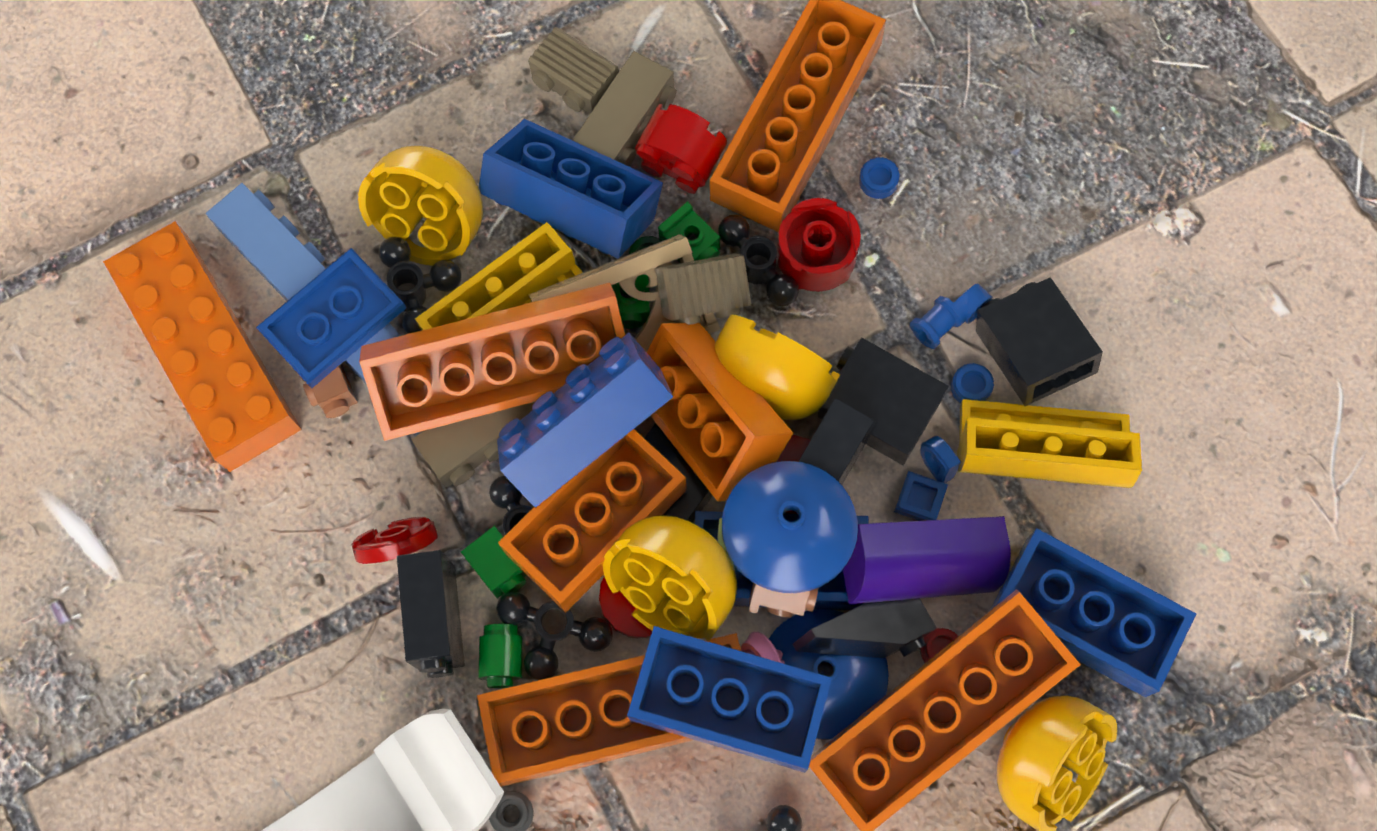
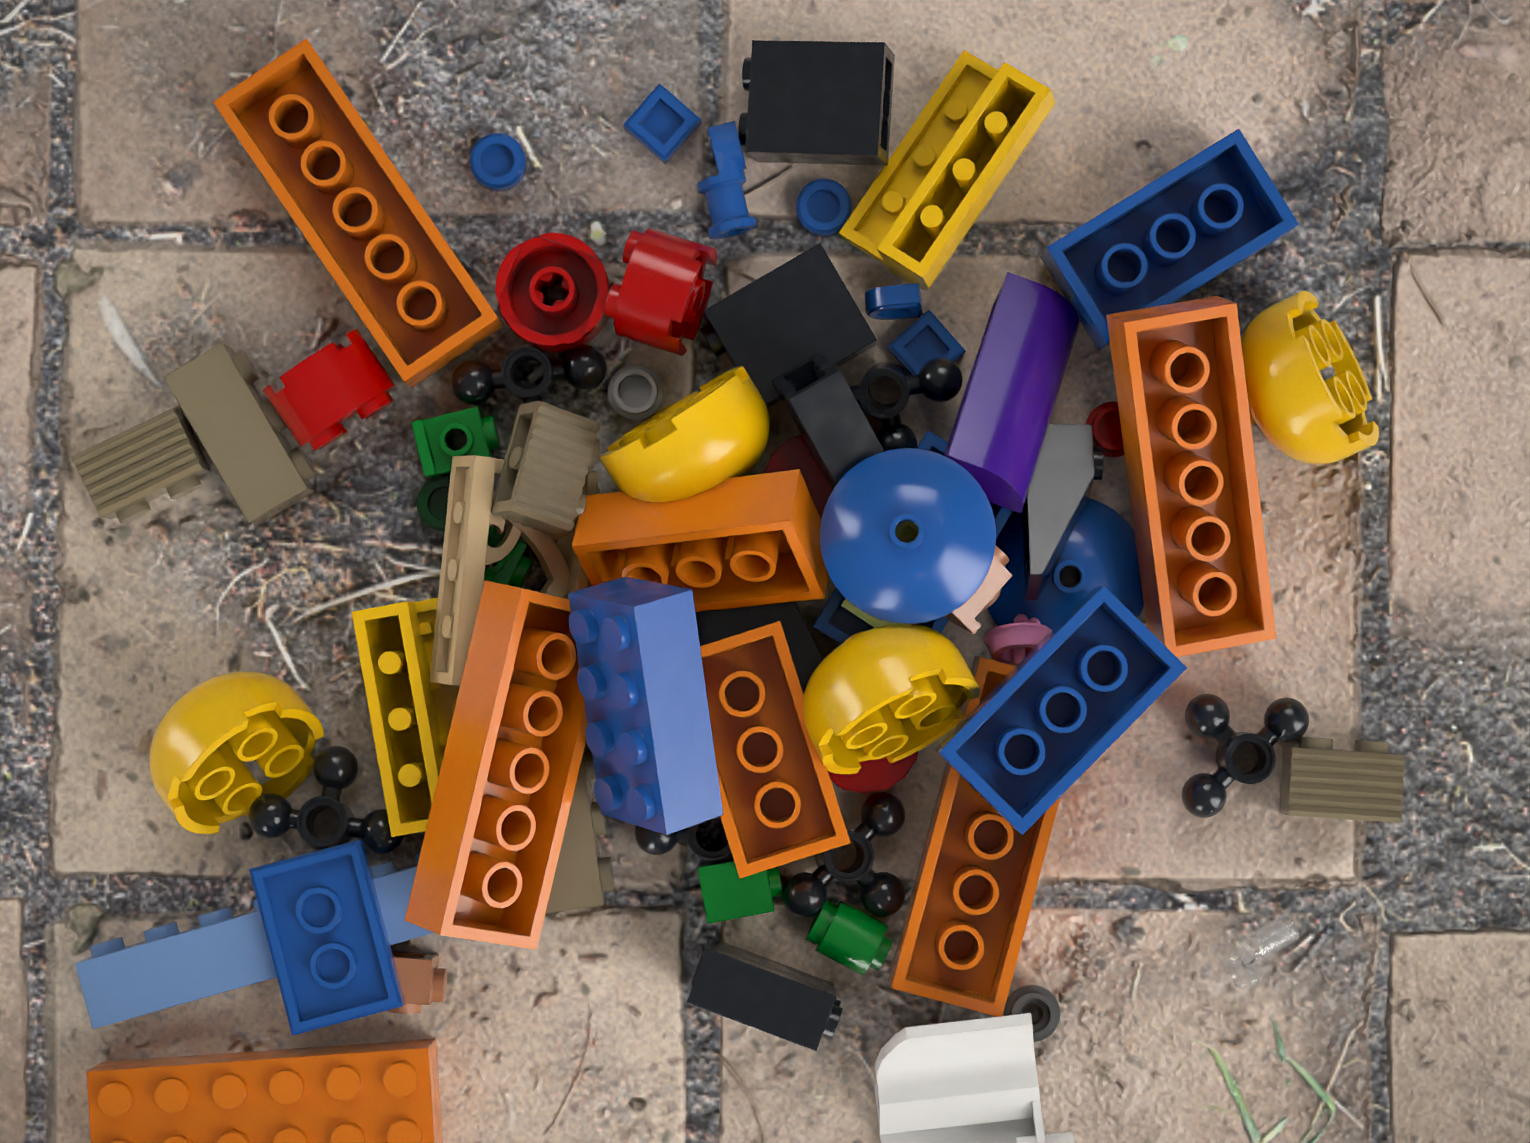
camera: 70 degrees left, 15 degrees up
(399, 539) = (654, 993): red tile -> none
(569, 187) = (312, 557): blue brick -> none
(788, 325) = (635, 392): none -> light grey plate
(858, 305) = (661, 290): none -> red brick
(902, 507) = (937, 381): none -> black piece
(963, 260) = (662, 123): none -> blue tile

